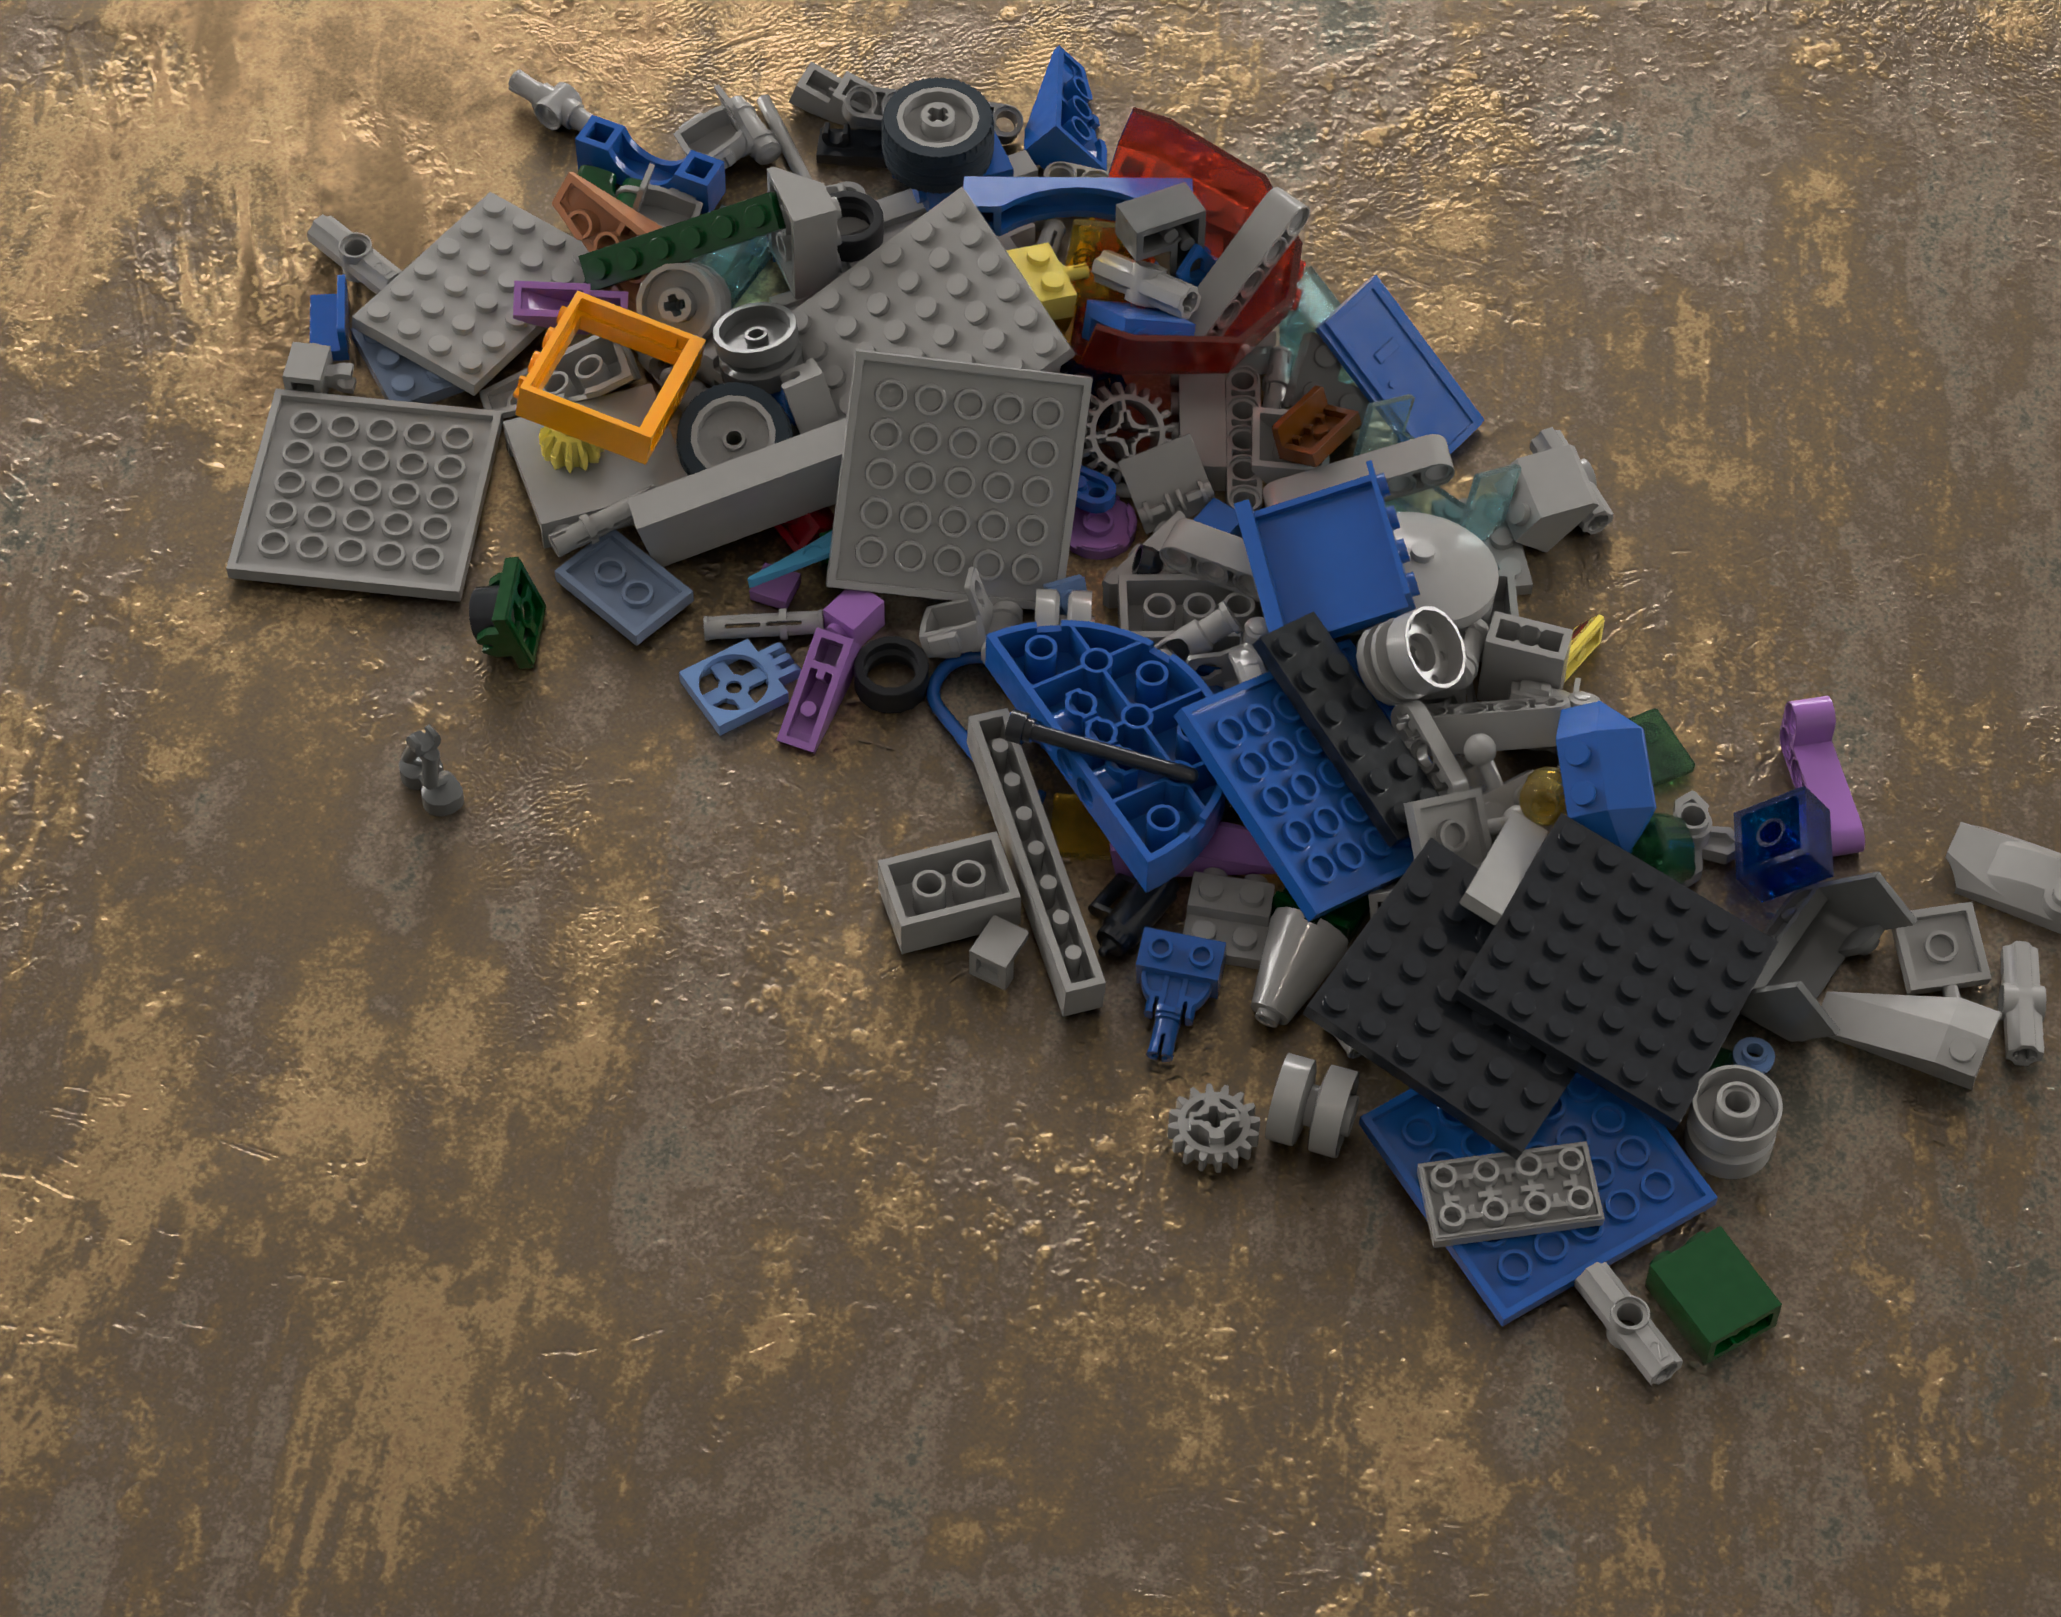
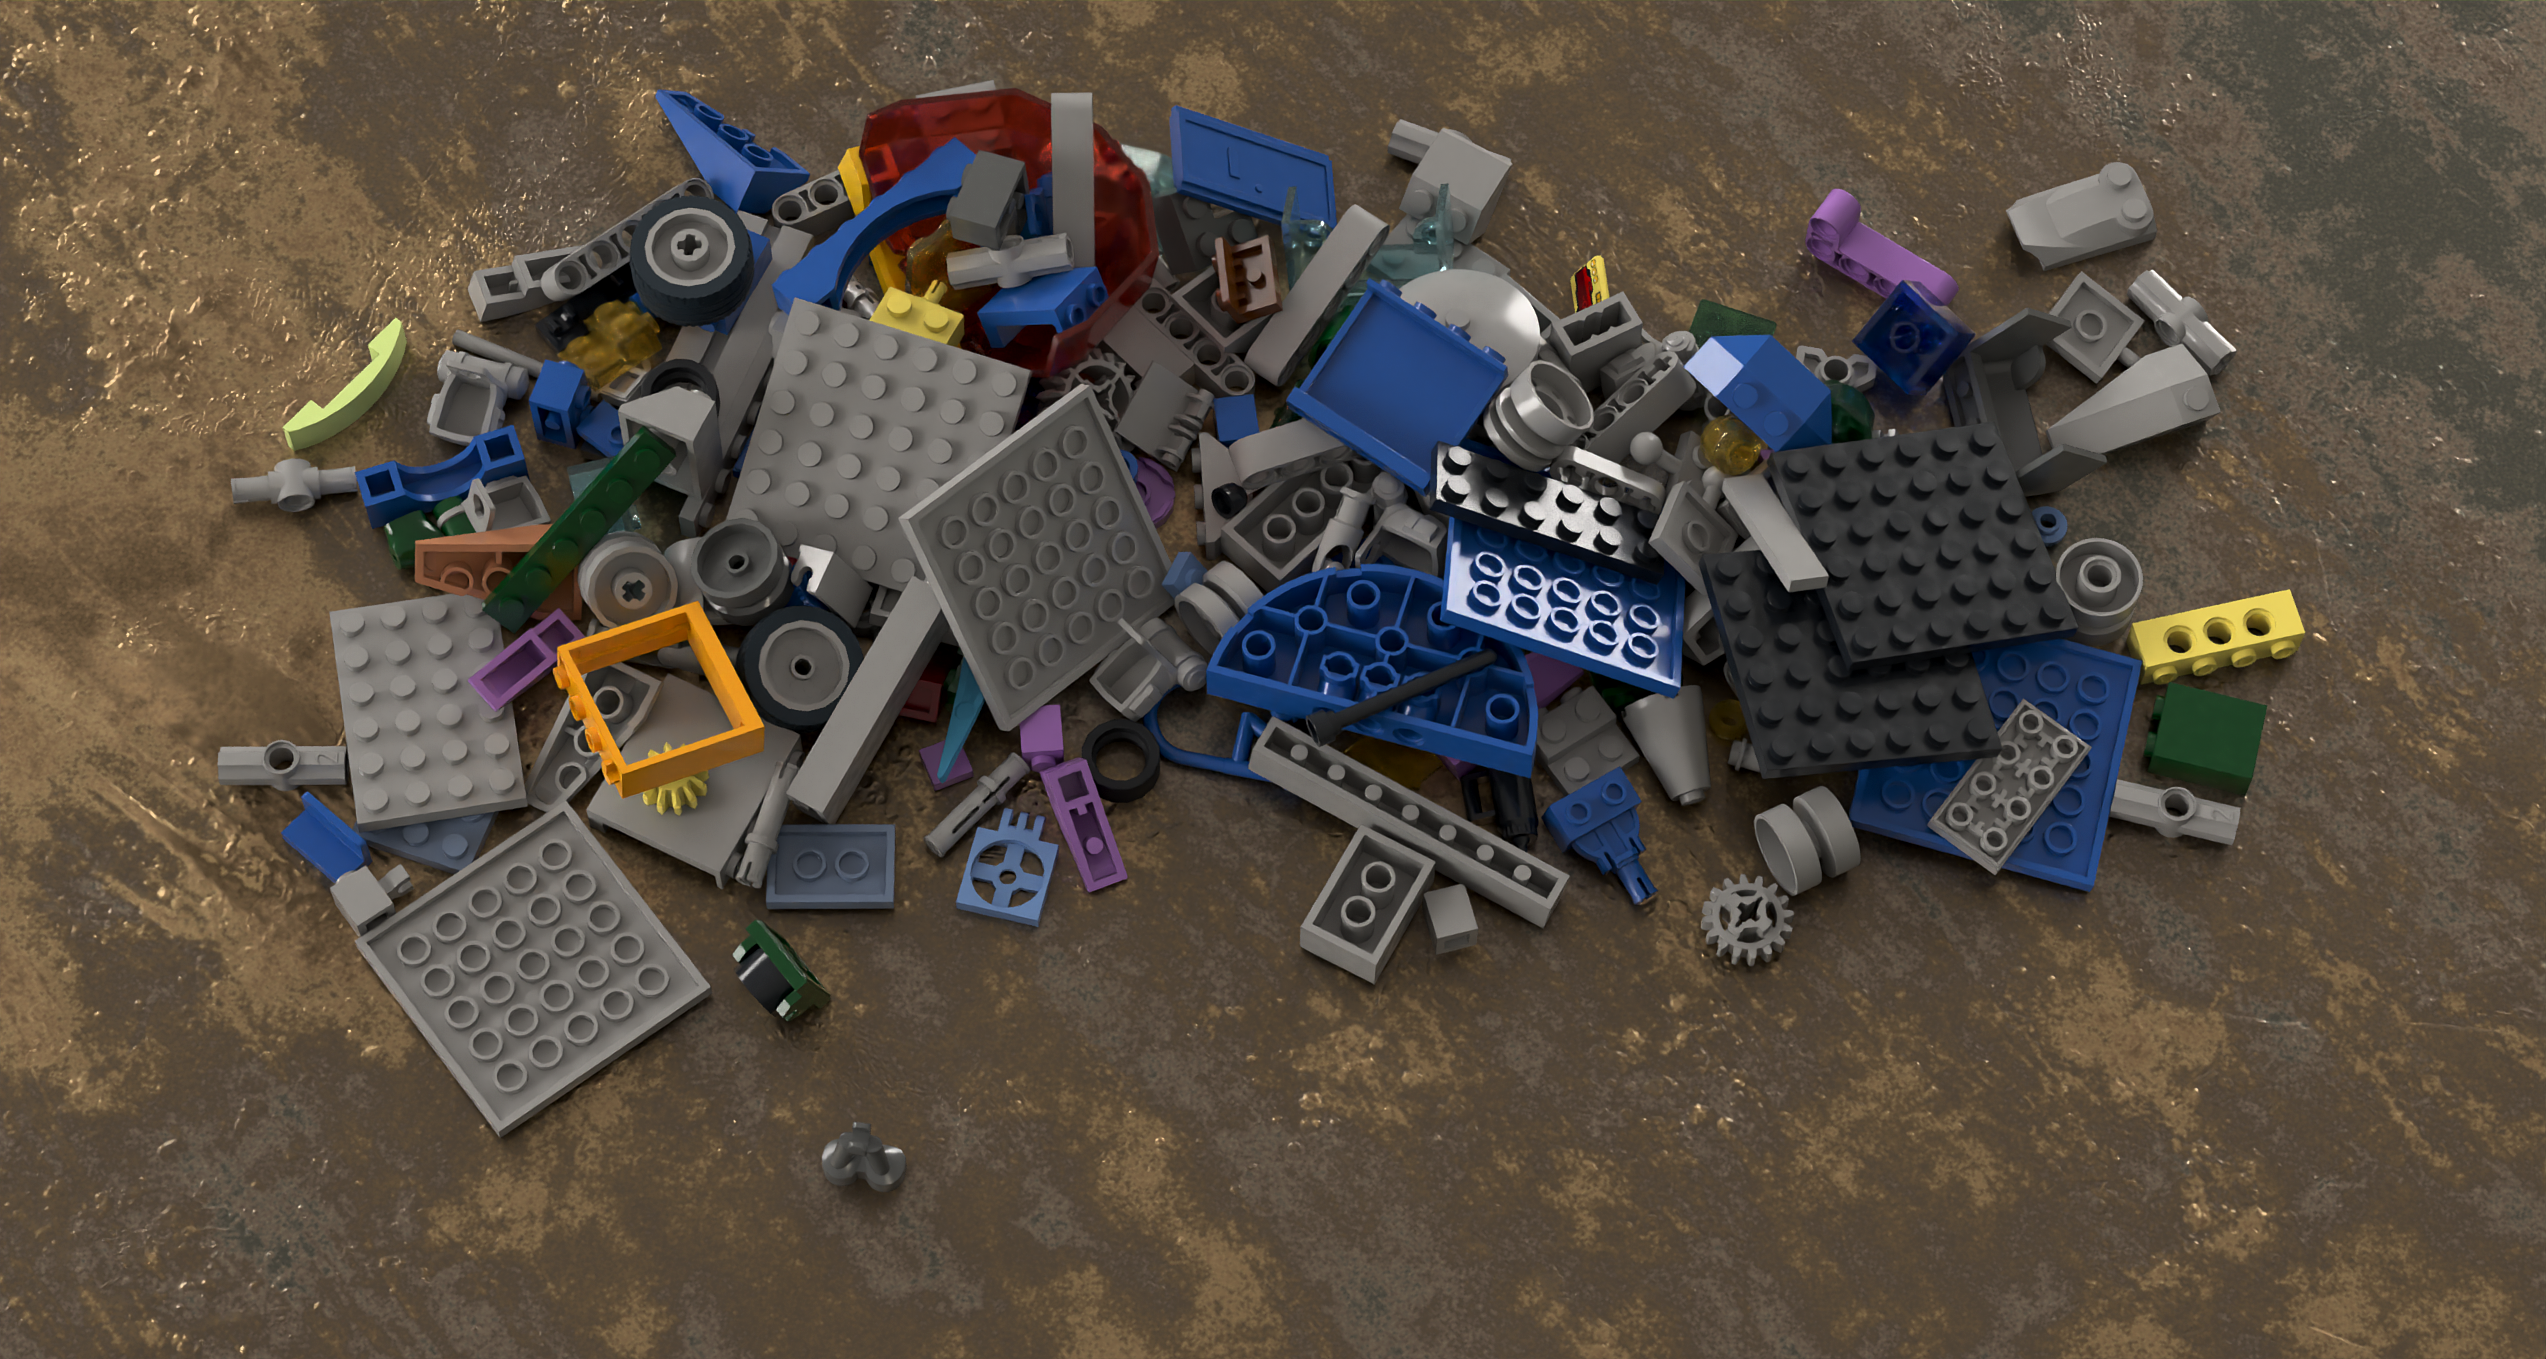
camera: 45 degrees left, 10 degrees up
(658, 84) = (316, 424): none -> yellowish green slope
(768, 153) = (560, 403): none -> blue brick
(859, 168) = (616, 342): none -> clear yellow plate
(1790, 1213) = (2270, 613): none -> light yellow brick

